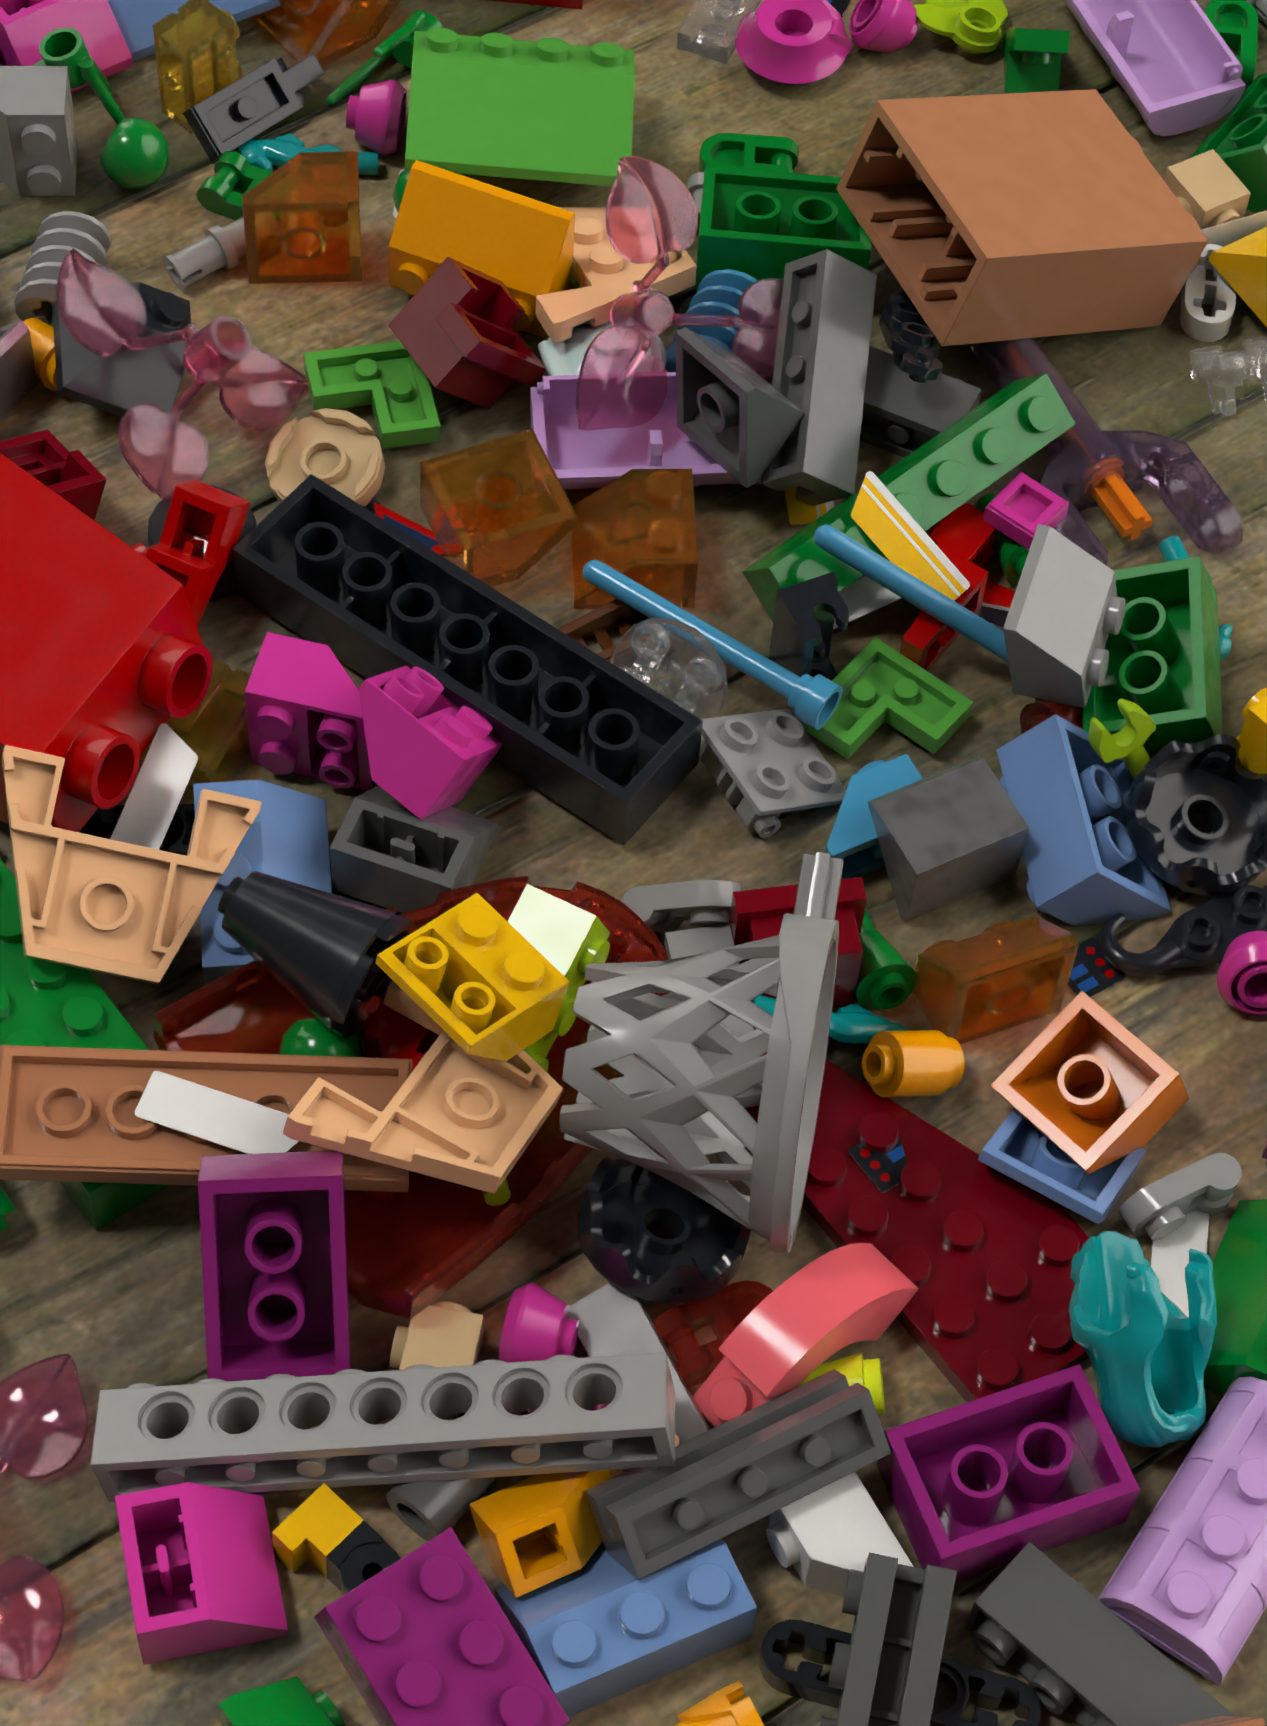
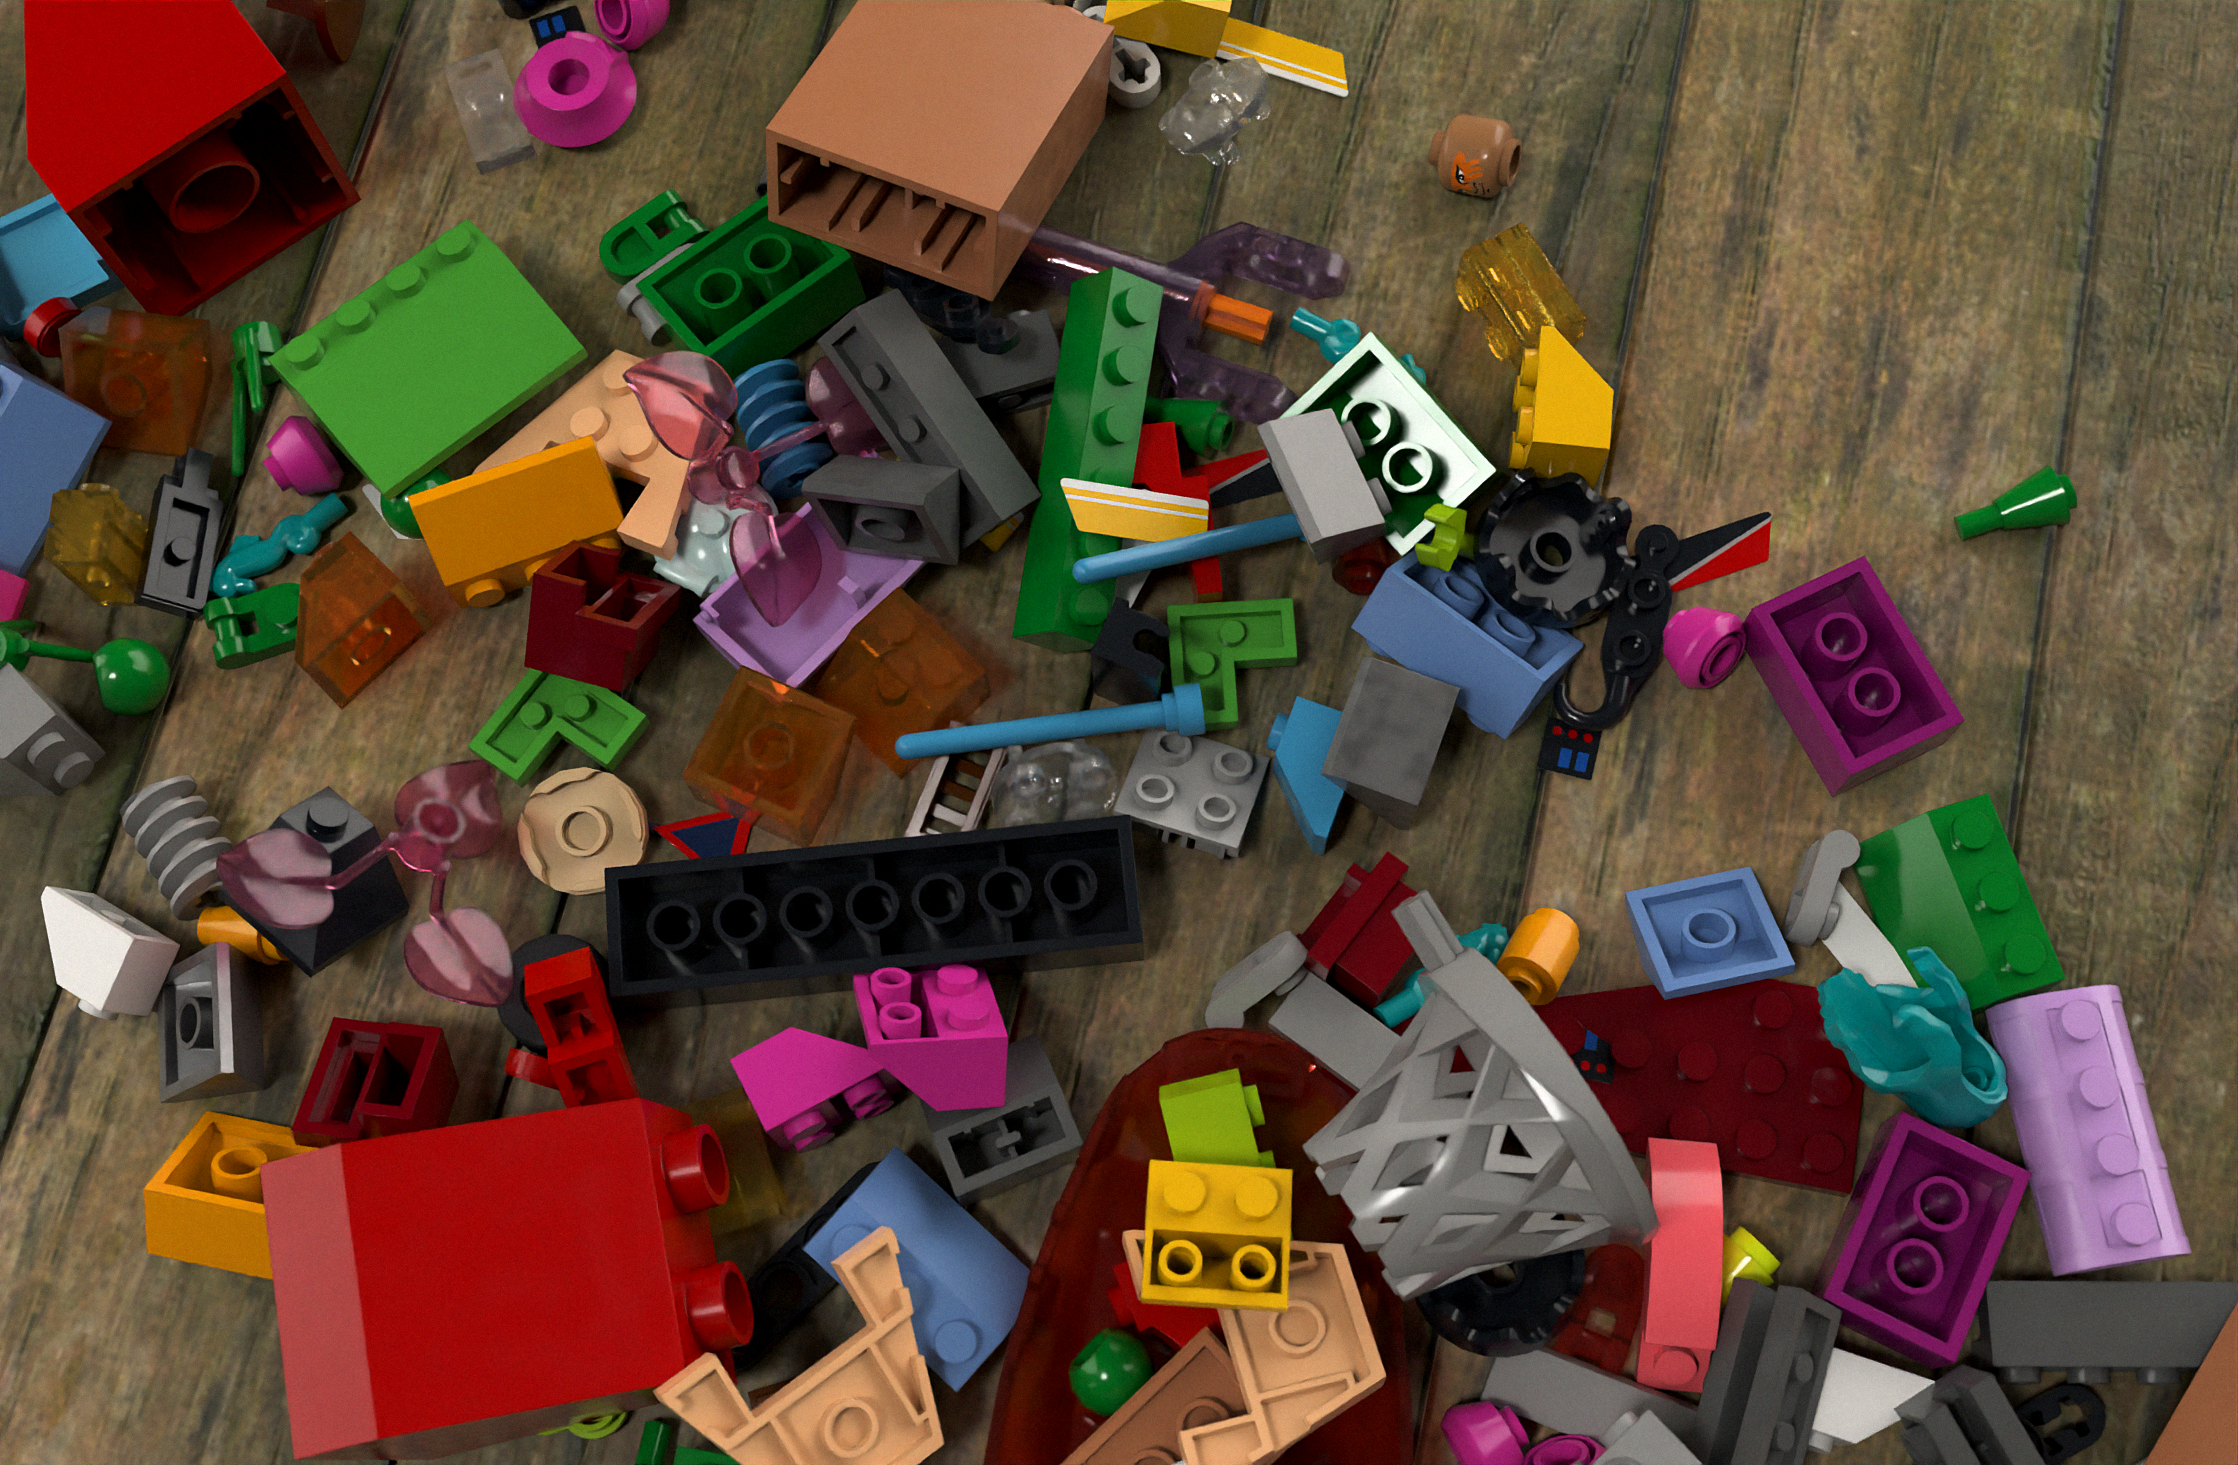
camera: 35 degrees left, 15 degrees up
(156, 791) = (777, 1307): white sticker -> none
(216, 250) = (289, 709): light grey pin -> none
(314, 944) = (1054, 1311): black cone -> none
(884, 974) = (1447, 889): green cone -> none
(995, 978) = (1527, 827): clear orange slope -> none
(1024, 506) = (1188, 396): dark pink tile -> none
(1092, 1086) = (1683, 863): orange slope -> none

